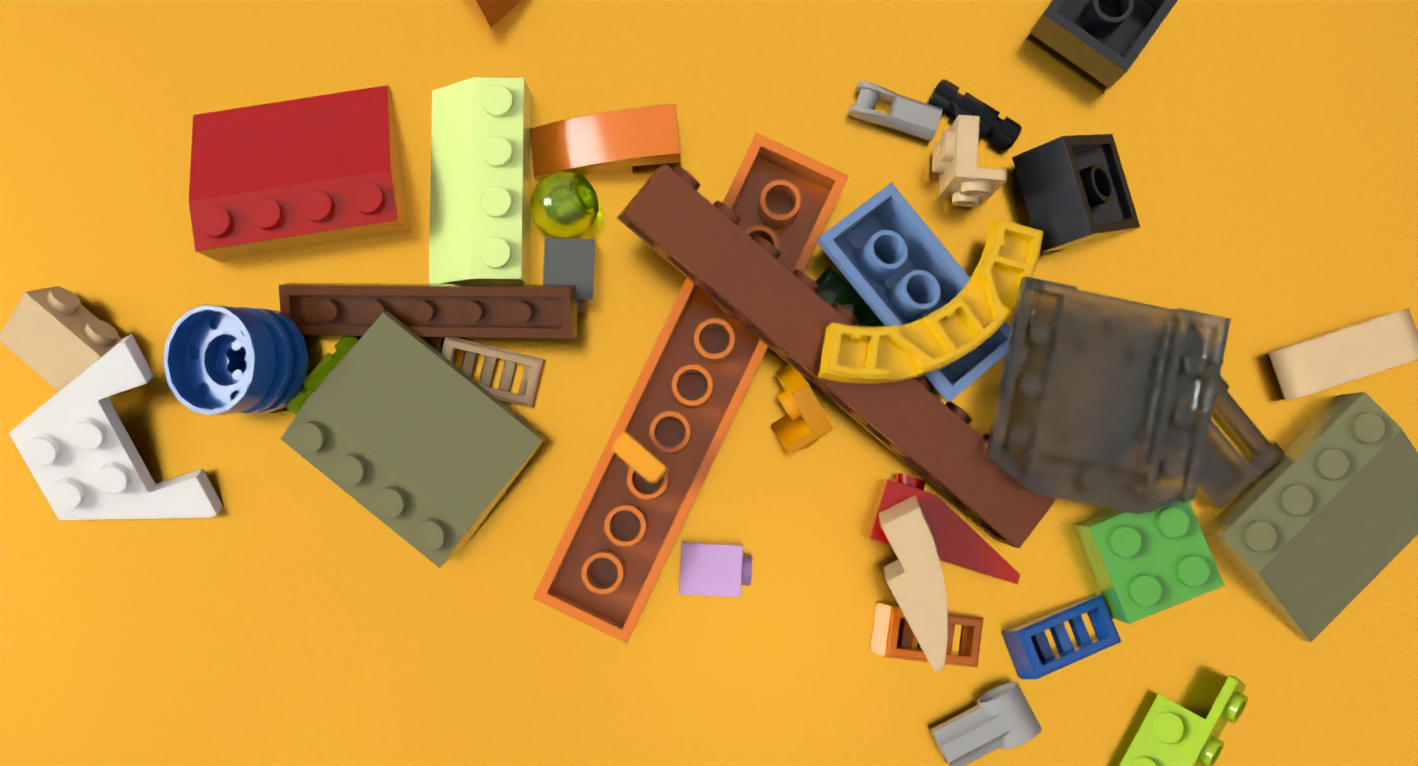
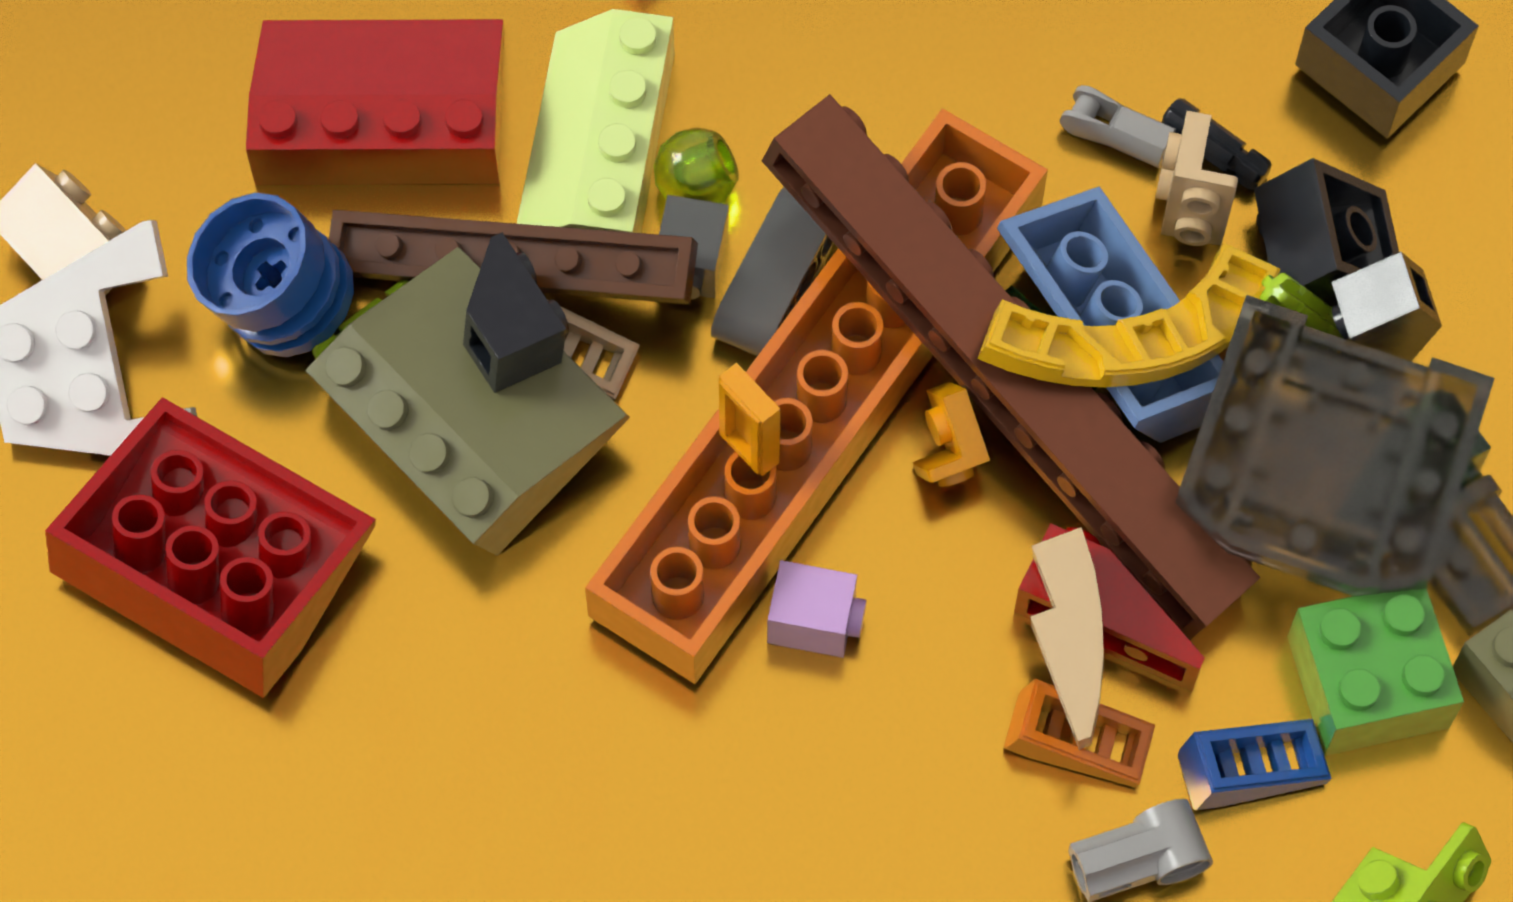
camera: 10 degrees right, 20 degrees down
(233, 589) = (208, 545): none -> red slope
(431, 383) = (509, 321): none -> black slope
(607, 141) = (752, 105): orange slope -> none
(636, 300) = (771, 276): none -> dark grey beam
(1063, 261) = (1290, 294): none -> lime axle
(1133, 260) = (1387, 307): none -> slope

